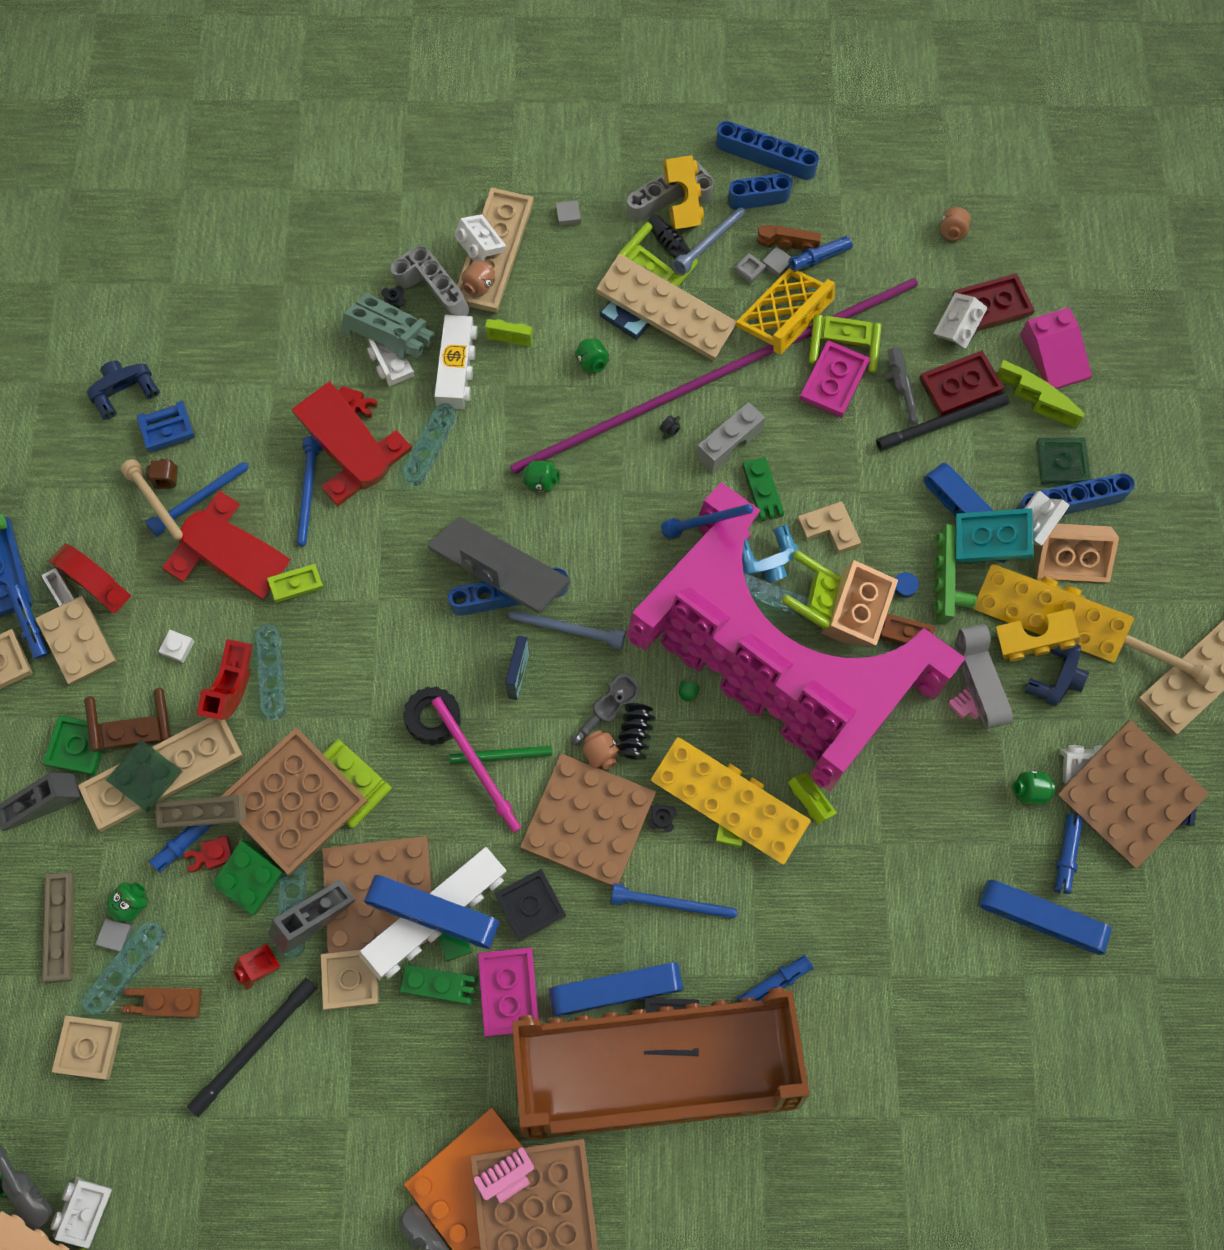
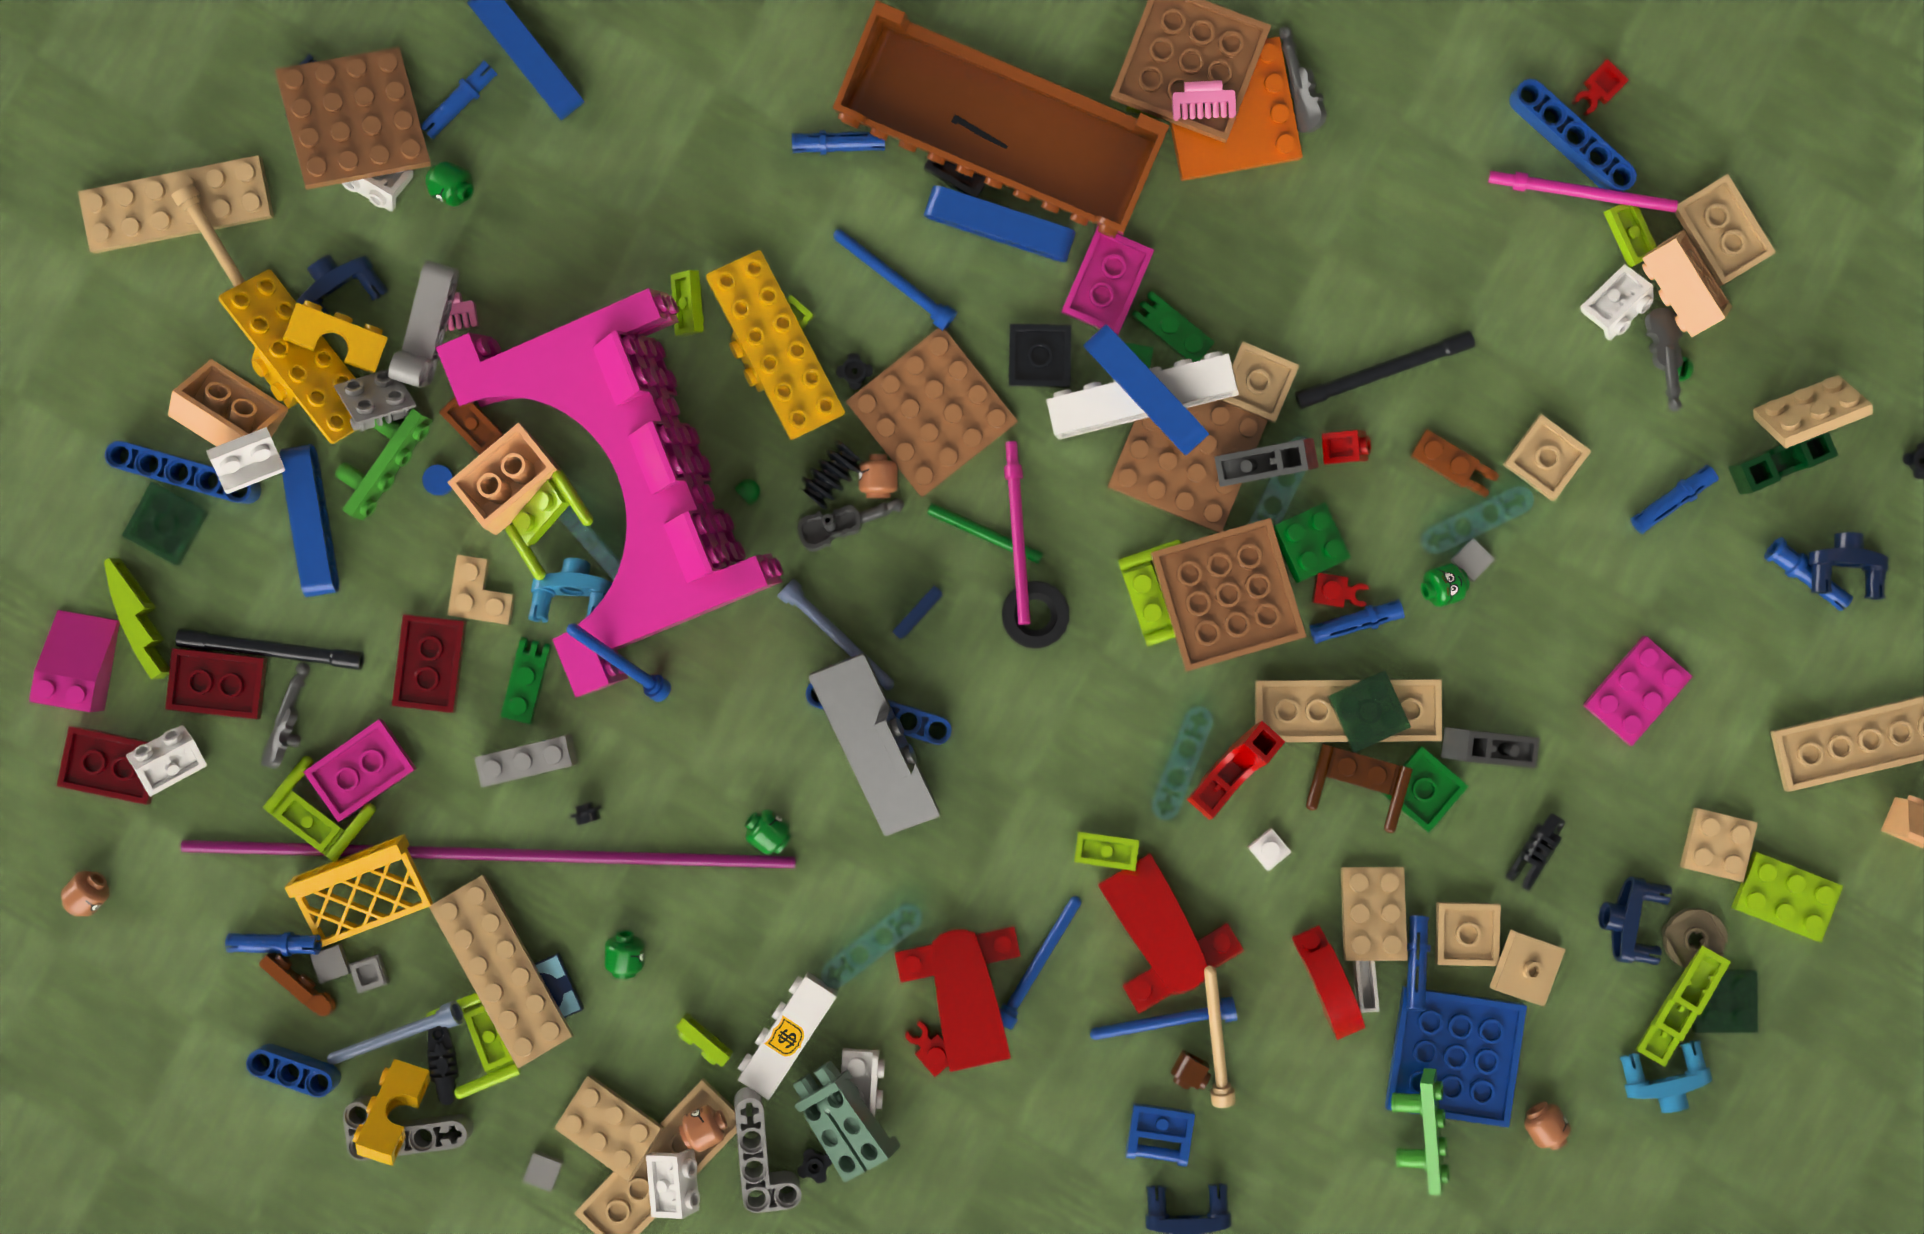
camera: 145 degrees left, 20 degrees up
(58, 927) = (1524, 600): dark tan tile -> none
(201, 811) = (1328, 635): dark tan tile -> none
(540, 253) = (609, 1128): none -> tan plate
(767, 150) = (264, 1129): blue beam -> none
(833, 465) = (429, 663): none -> dark red plate
(984, 606) = (375, 398): none -> light grey hinge
(994, 535) = (309, 469): teal plate -> none

